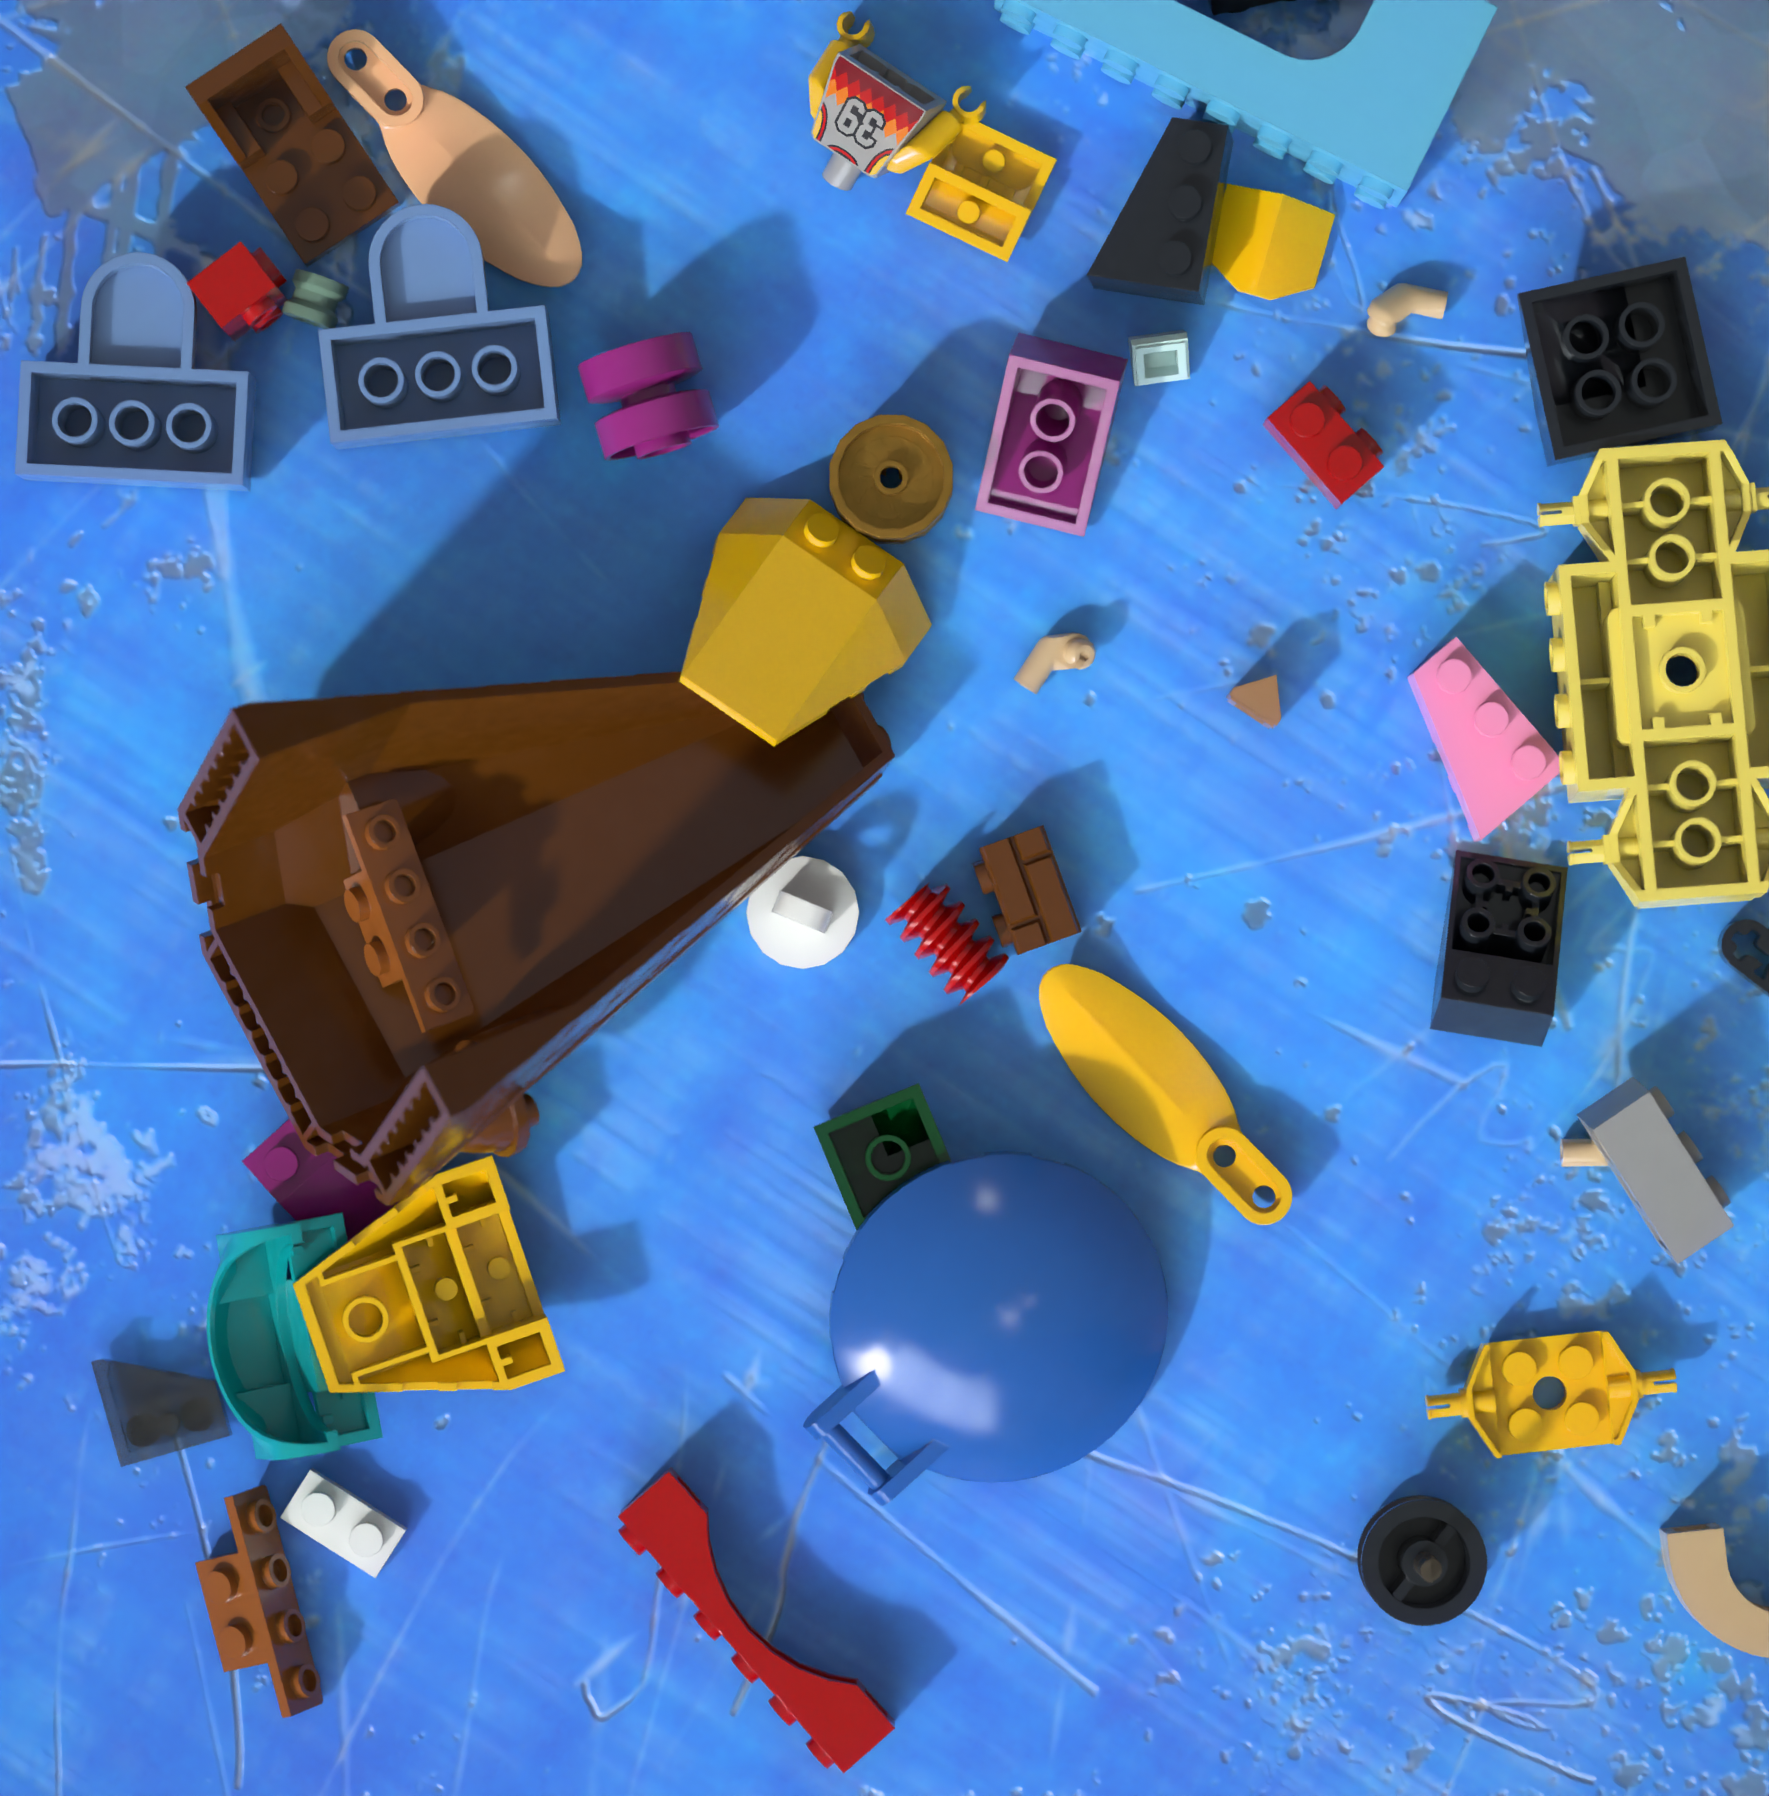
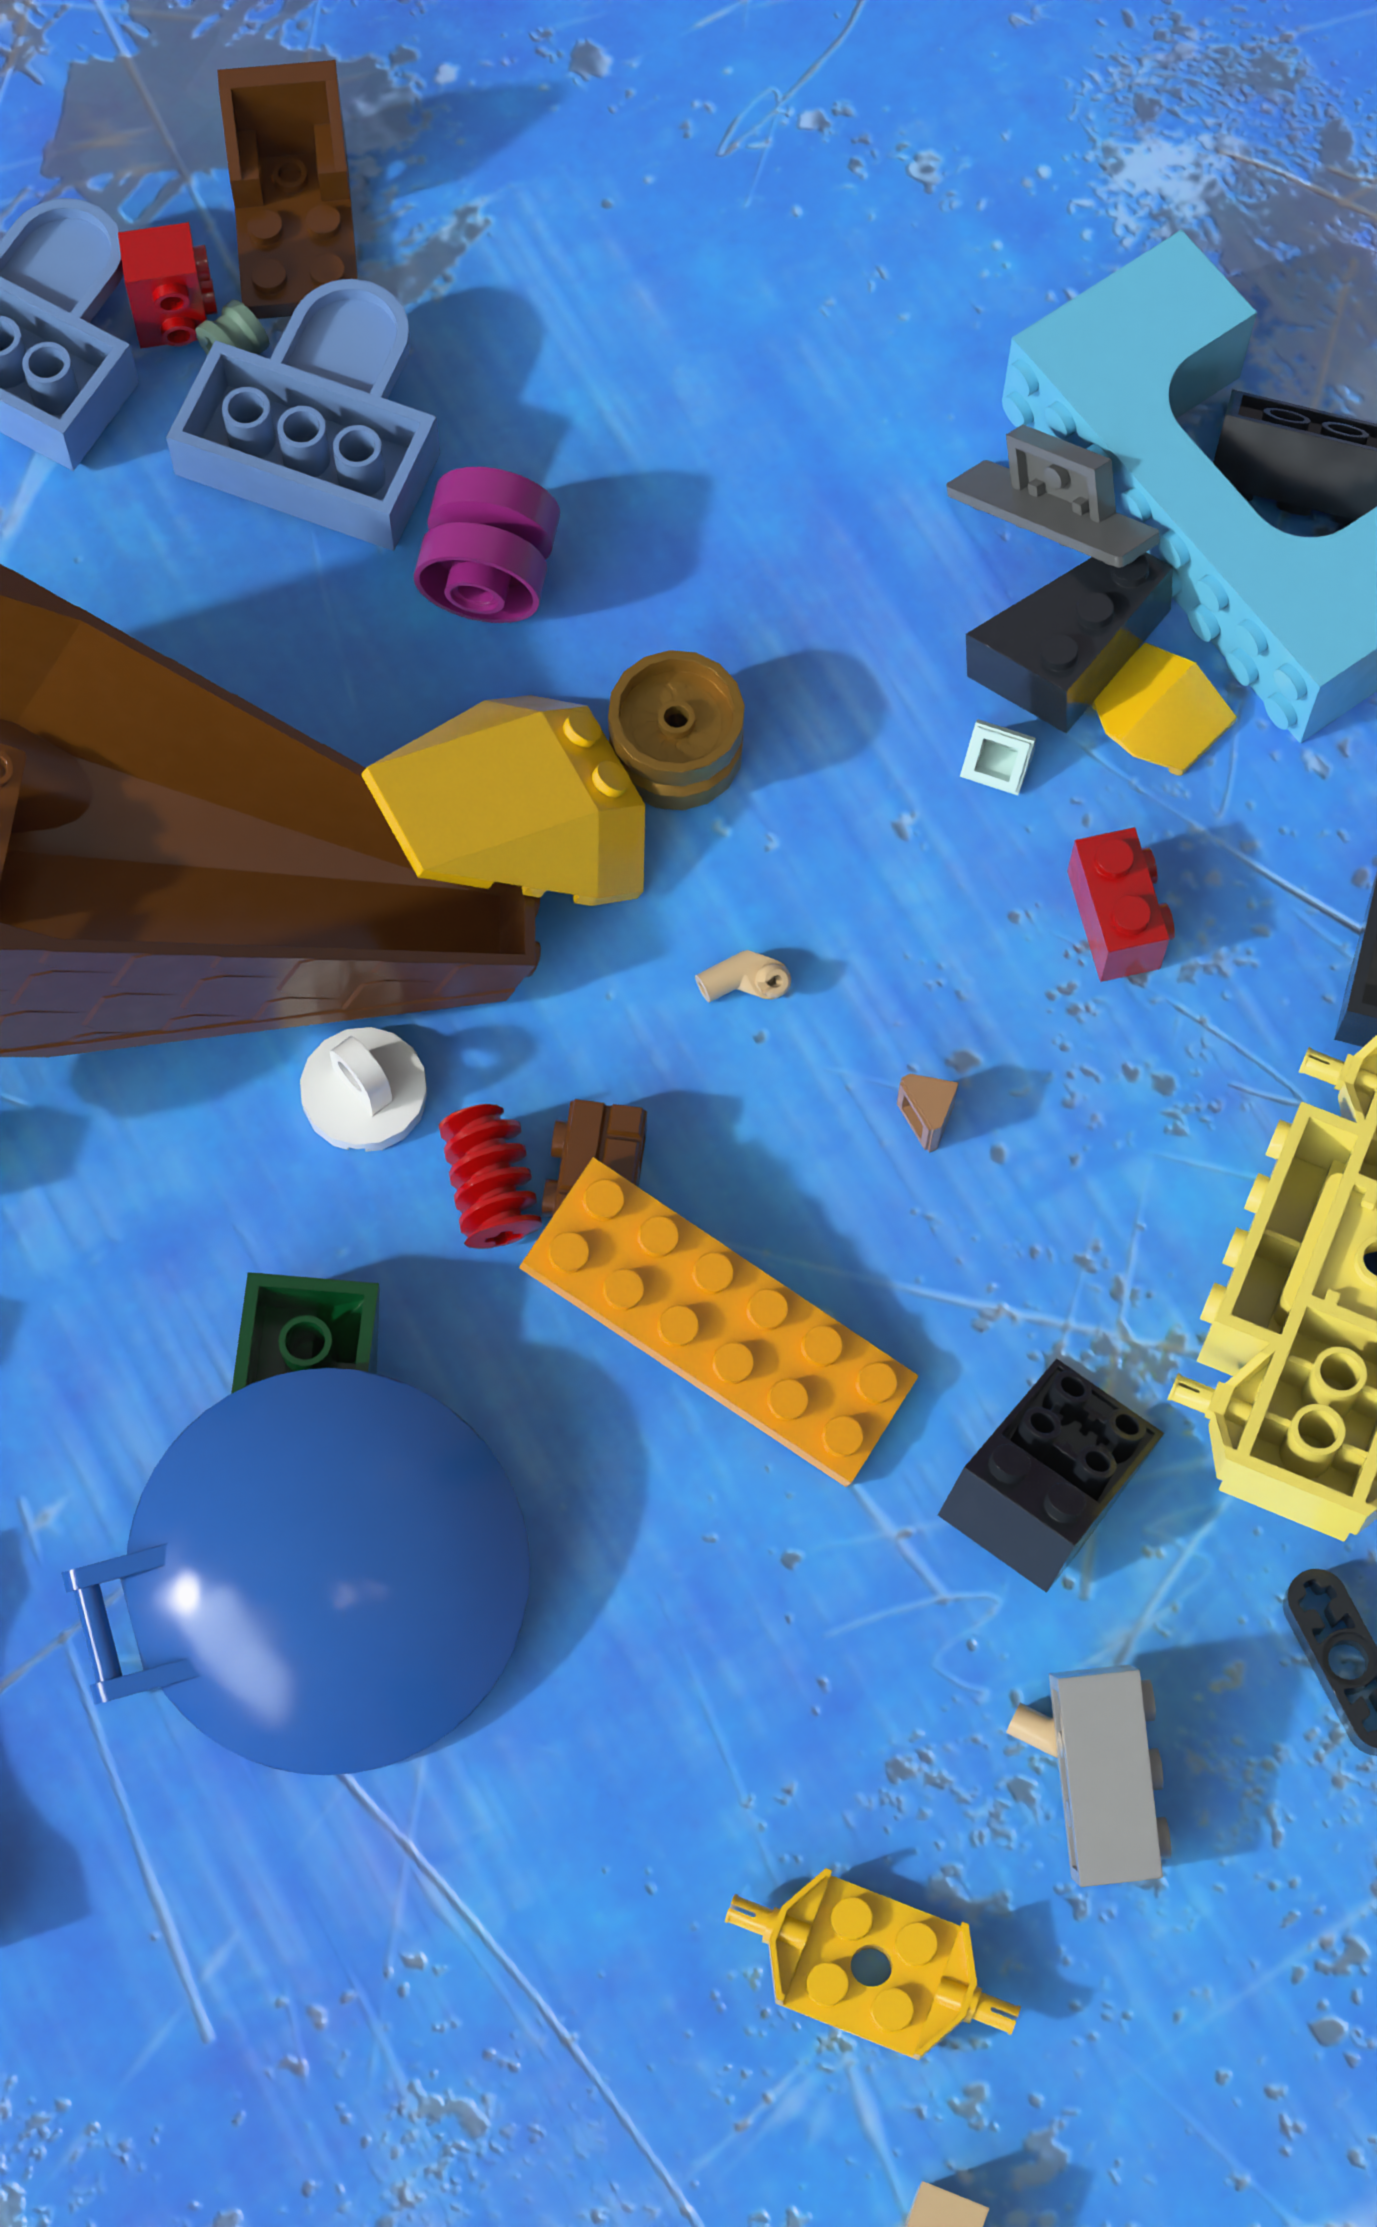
camera: 25 degrees right, 20 degrees down
(464, 164) = (454, 327): light nougat plant -> none
(875, 113) = (844, 419): torso -> none
(982, 189) = (908, 534): yellow slope -> none
(1050, 434) = (853, 771): magenta slope -> none
(1100, 111) = (1058, 495): none -> dark grey bracket
(1155, 1084) = (626, 1453): yellow plant -> none
(1188, 967) = (719, 1322): none -> light orange plate
(1399, 303) = (1263, 820): tan arm -> none
(1421, 1560) = (636, 2069): black wheel -> none
(1482, 737) = (1141, 1254): bright pink wedge -> none

